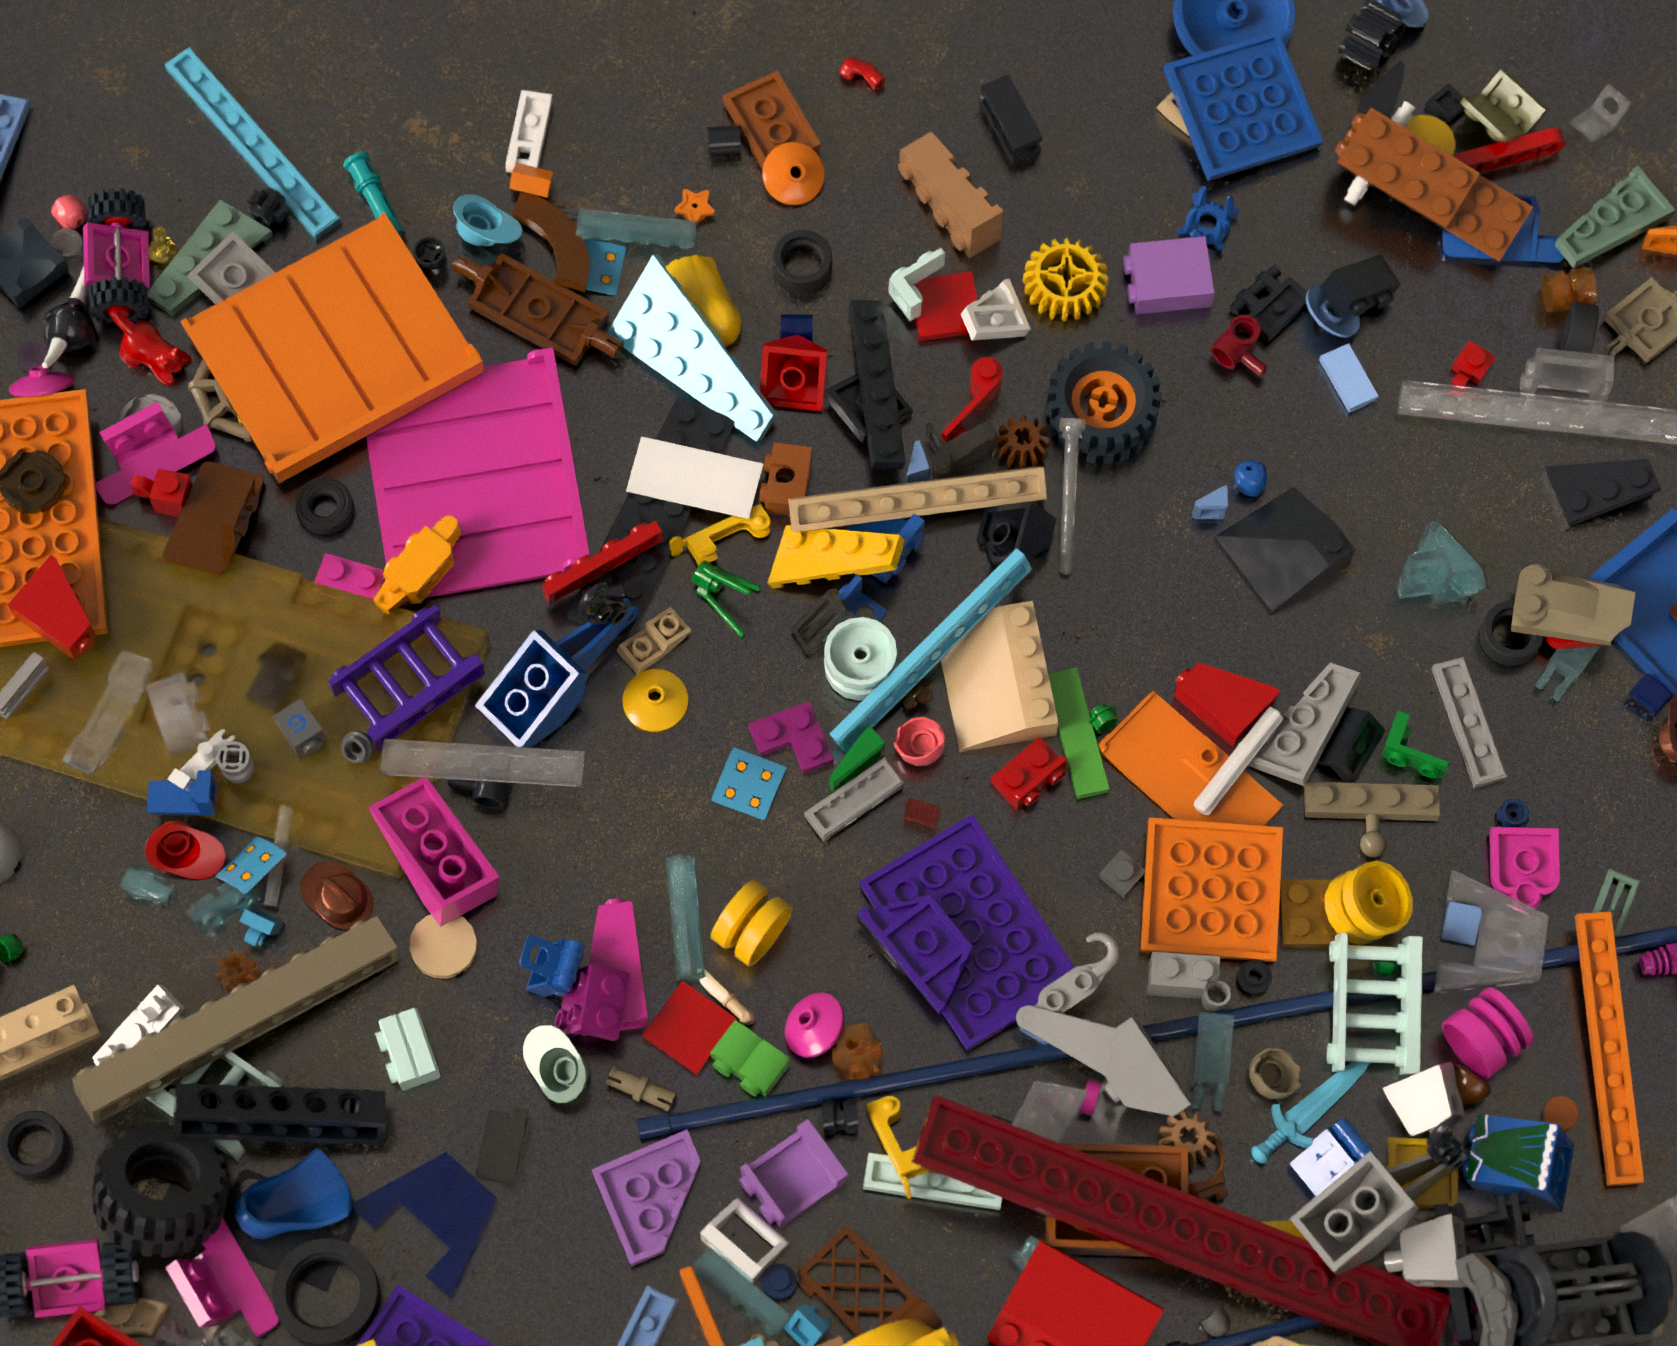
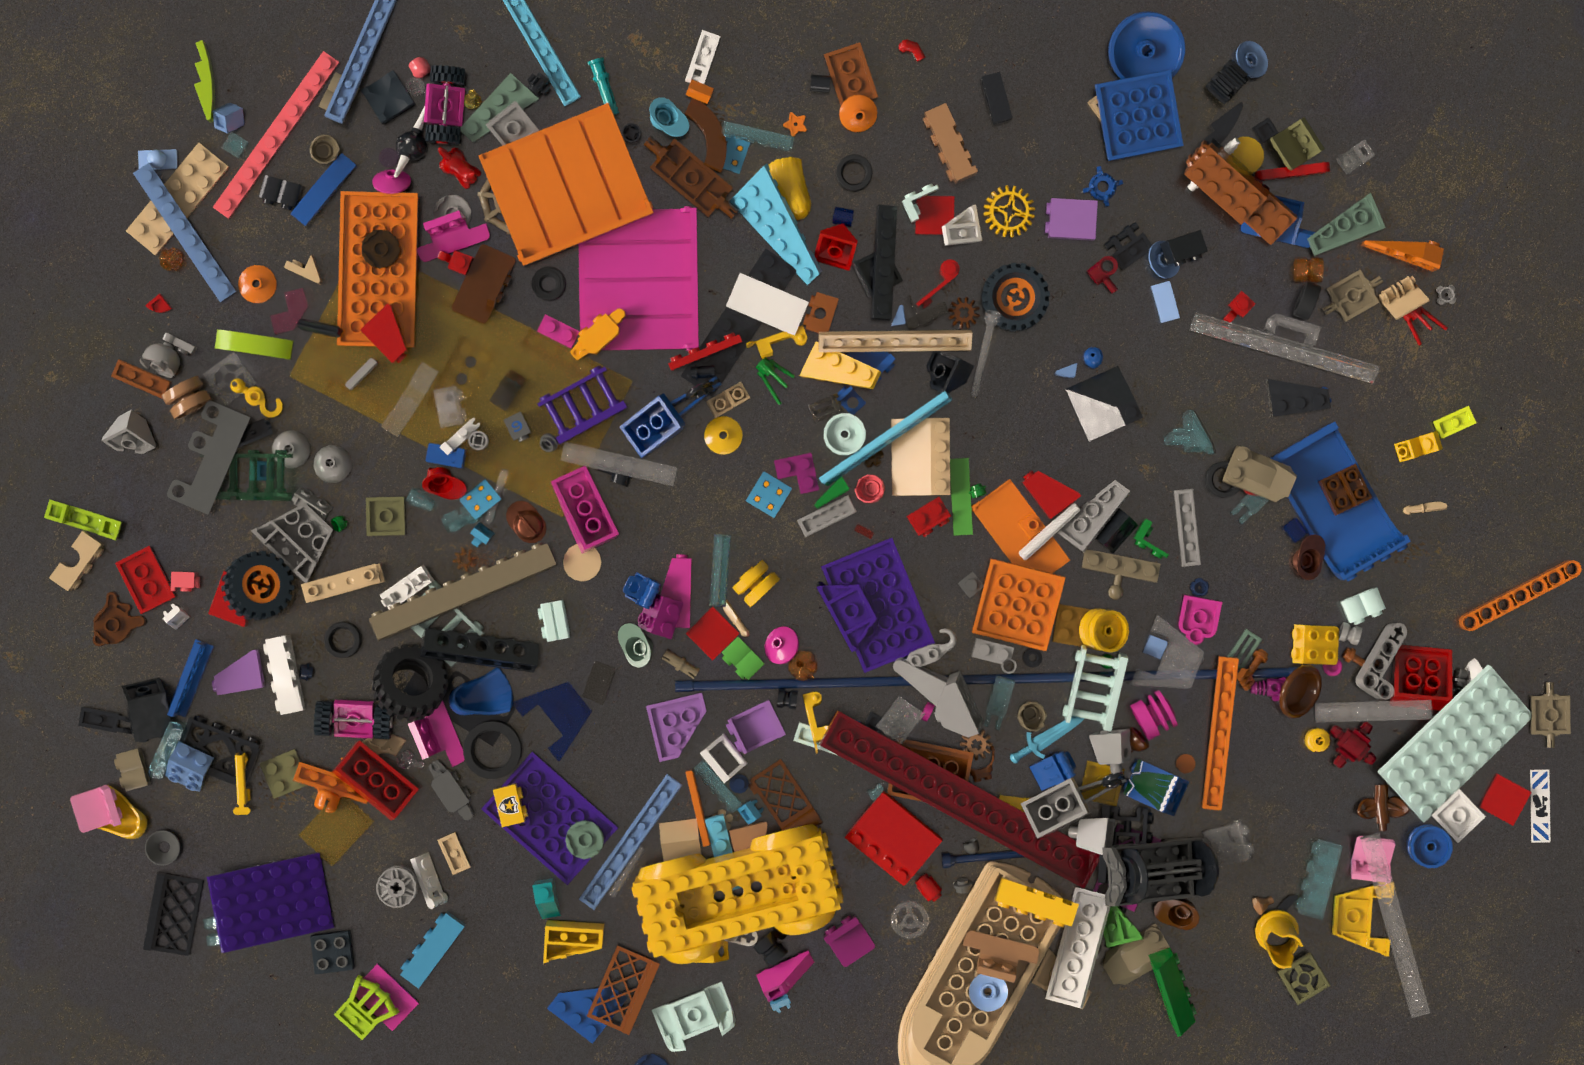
camera: 15 degrees right, 20 degrees up
(88, 922) = (385, 516): none -> olive plate
(1628, 938) = (1245, 675): none -> dark orange hinge

